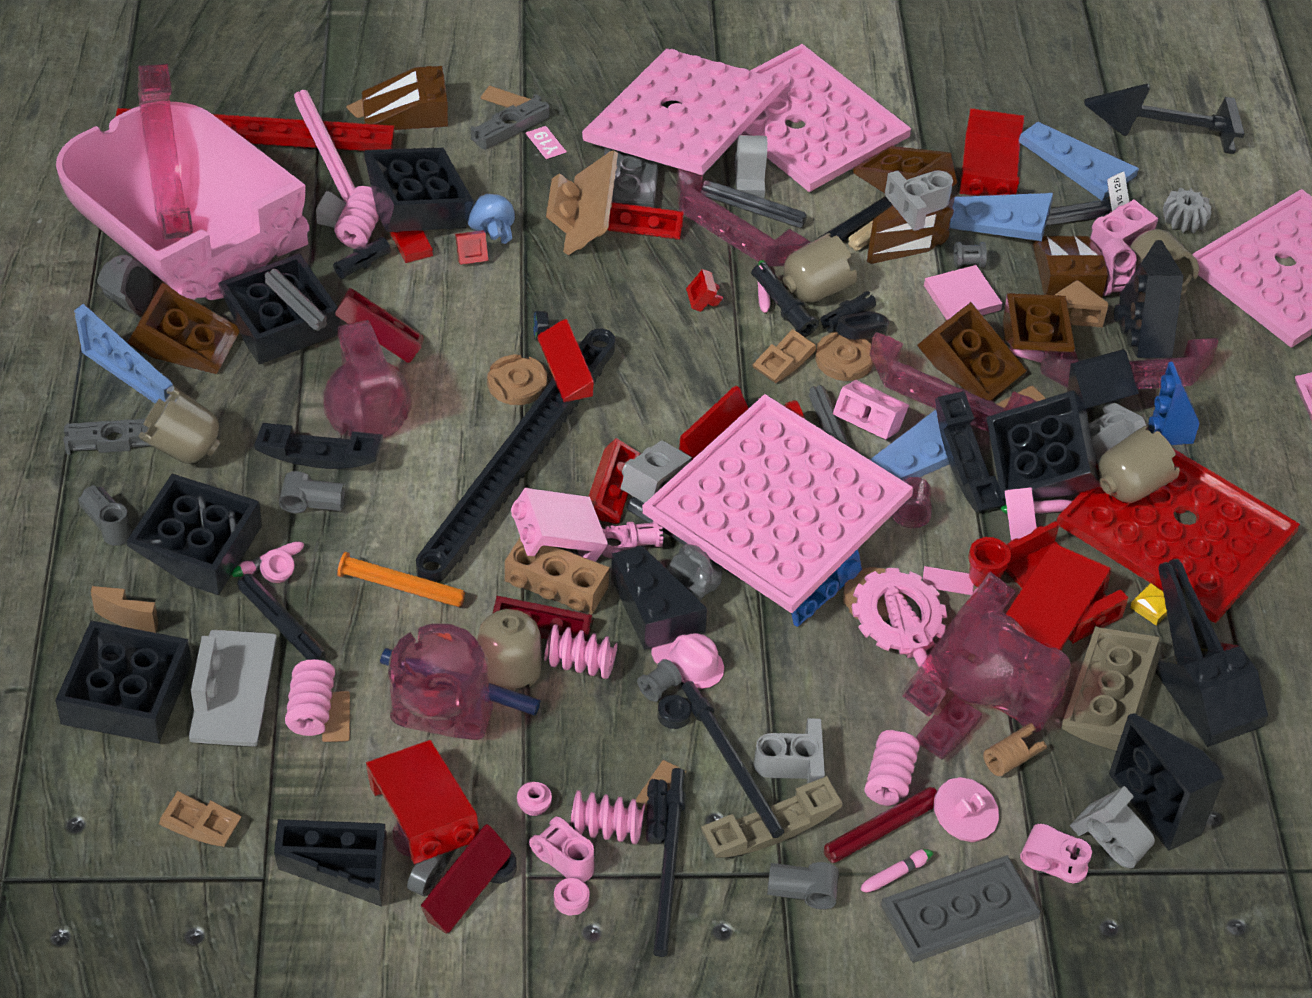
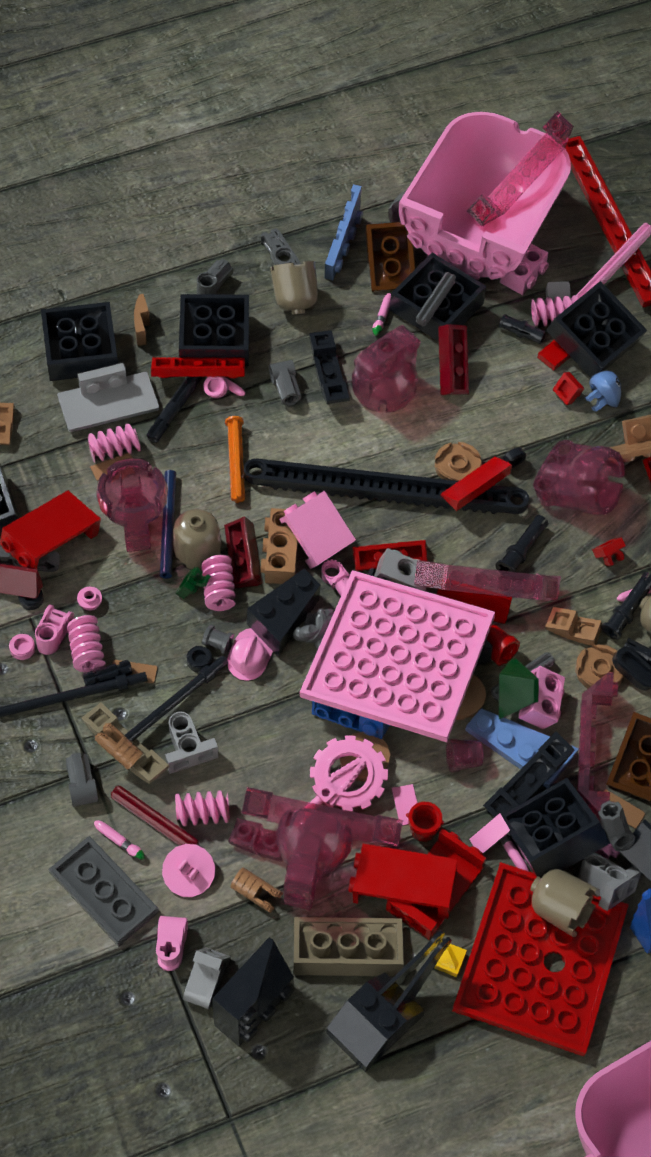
camera: 70 degrees right, 10 degrees up
(244, 569) = (197, 367): none -> red plate
(262, 373) = (381, 317): none -> bright pink piece
(565, 678) = (192, 582): none -> dark green plate
(606, 274) = (578, 478): none -> clear pink piece
(669, 368) = (516, 553): none -> black pin
(710, 401) = (487, 581): none -> clear pink slope
(787, 814) = (118, 746): none -> medium nougat hinge
(861, 416) = (516, 688): none -> dark green slope
(1073, 377) = (616, 826): none -> dark grey piece

